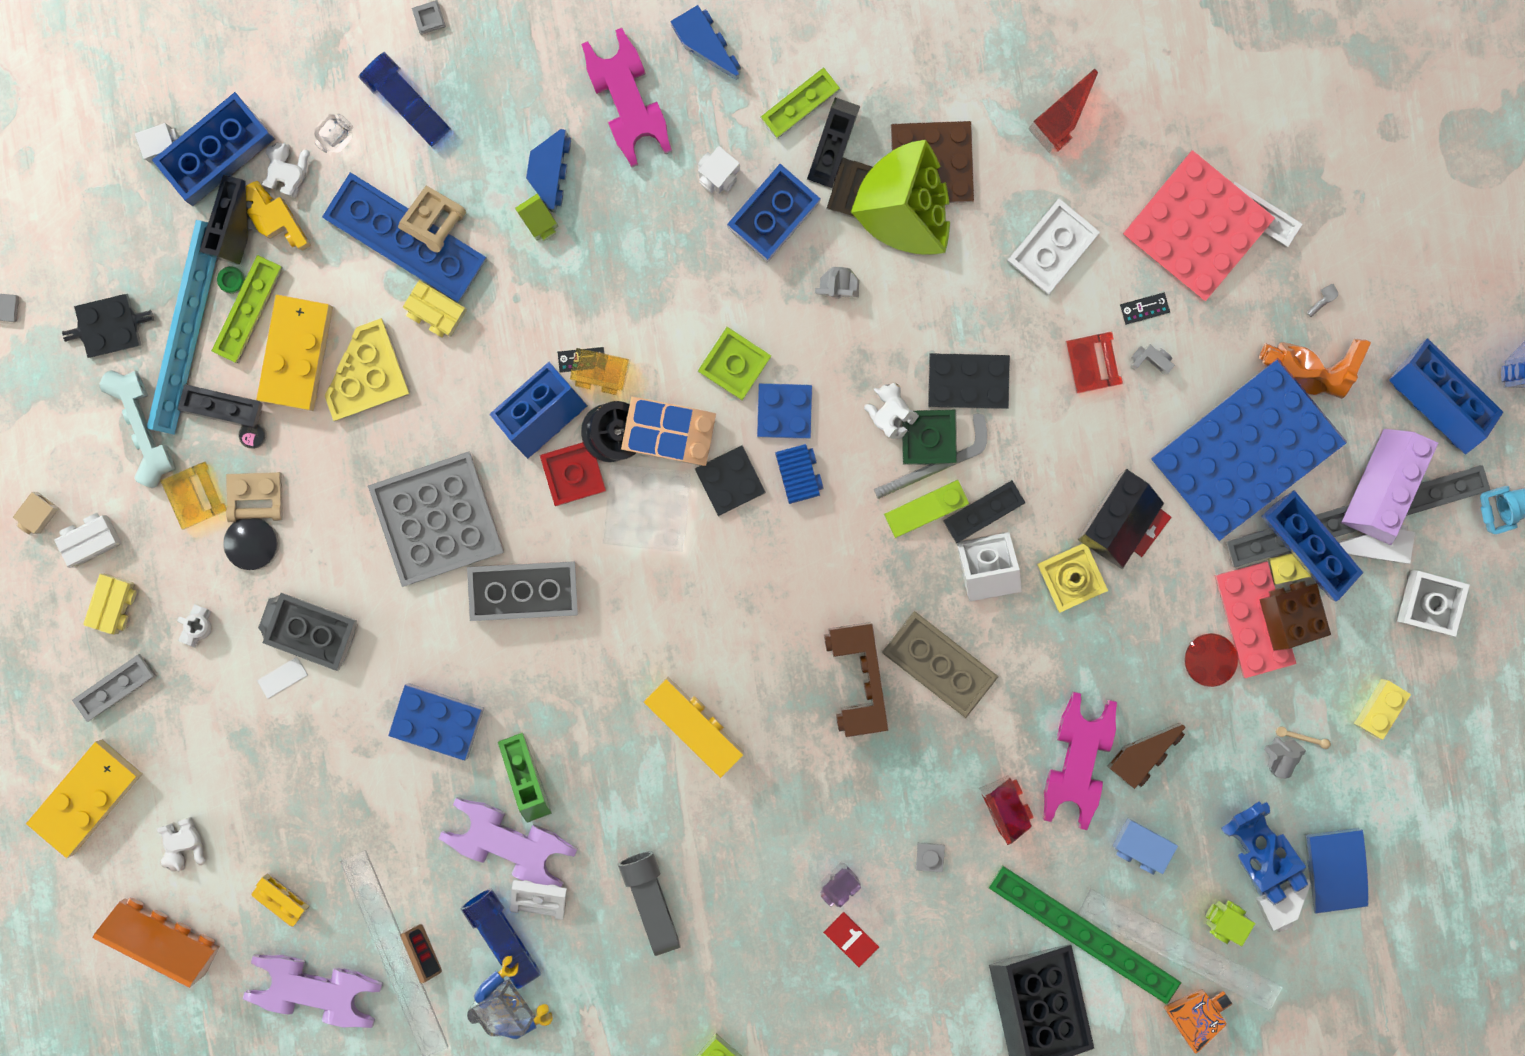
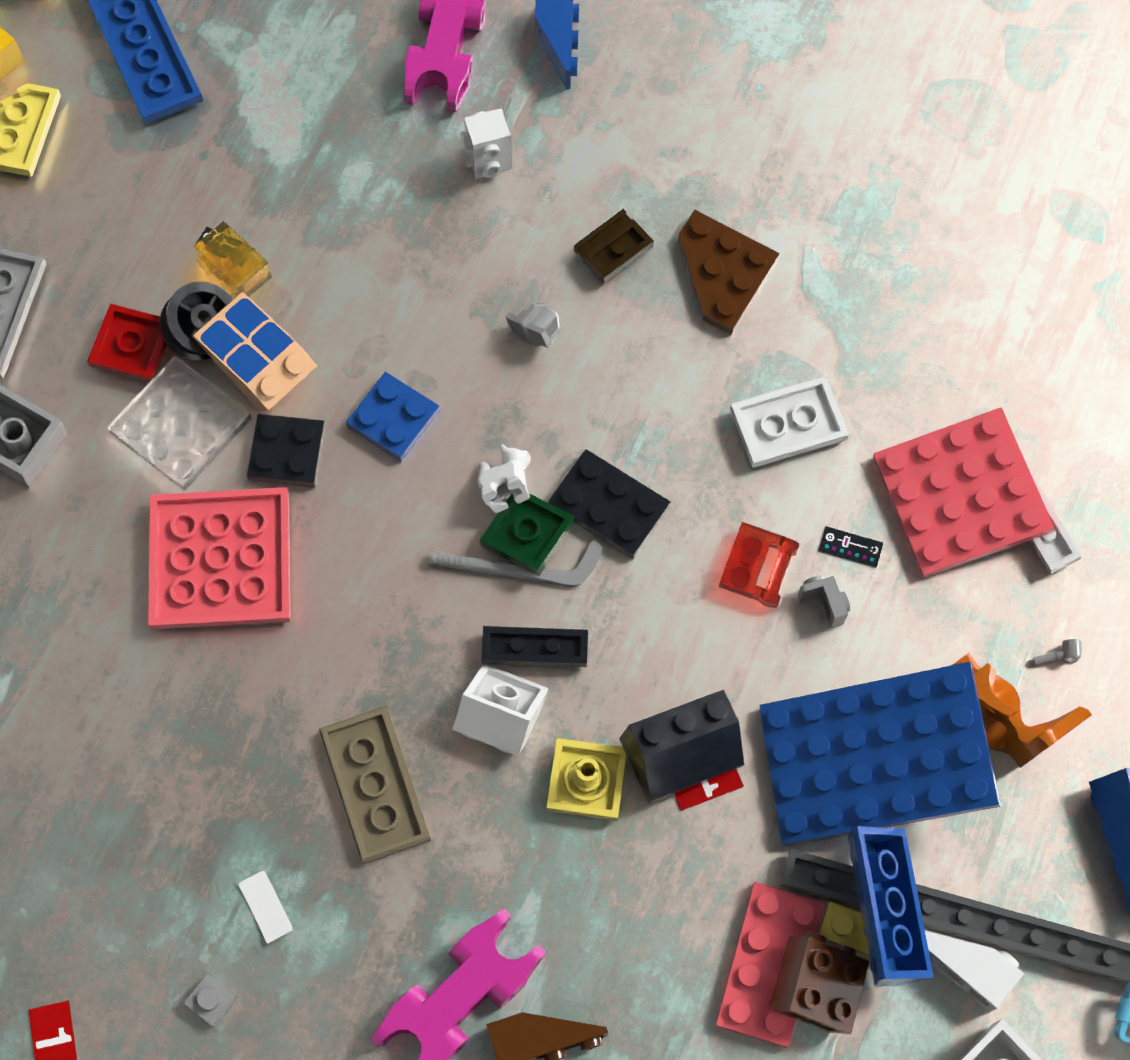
camera: 30 degrees right, 20 degrees down
(425, 212) = (174, 20): tan plate -> none
(434, 308) = (116, 112): light yellow brick -> none
(537, 218) = (276, 82): lime slope -> none
(538, 410) = (141, 264): blue slope -> none
(548, 169) = (323, 52): blue slope -> none
(694, 726) = (54, 671): yellow brick -> none
(734, 363) = (374, 337): lime plate -> none
(740, 583) = (219, 558): none -> coral plate
(773, 212) = (515, 216): blue brick -> none
(798, 473) = (361, 483): blue brick -> none
(800, 103) = (614, 139): lime plate -> none
(833, 142) = (625, 188): black slope -> none
(839, 885) = (80, 956): clear purple brick -> none
(865, 717) = (301, 694): reddish brown plate -> none
(905, 201) = (659, 283): lime brick -> none
(924, 781) = (265, 906): none -> white sticker
(926, 508) = (475, 603): lime slope -> none
(1006, 808) = (332, 991): clear red slope -> none
(1060, 119) = (881, 292): clear red slope -> none
(1211, 660) = (689, 978): clear red dish -> none
(1389, 484) = (1025, 899): lavender slope -> none

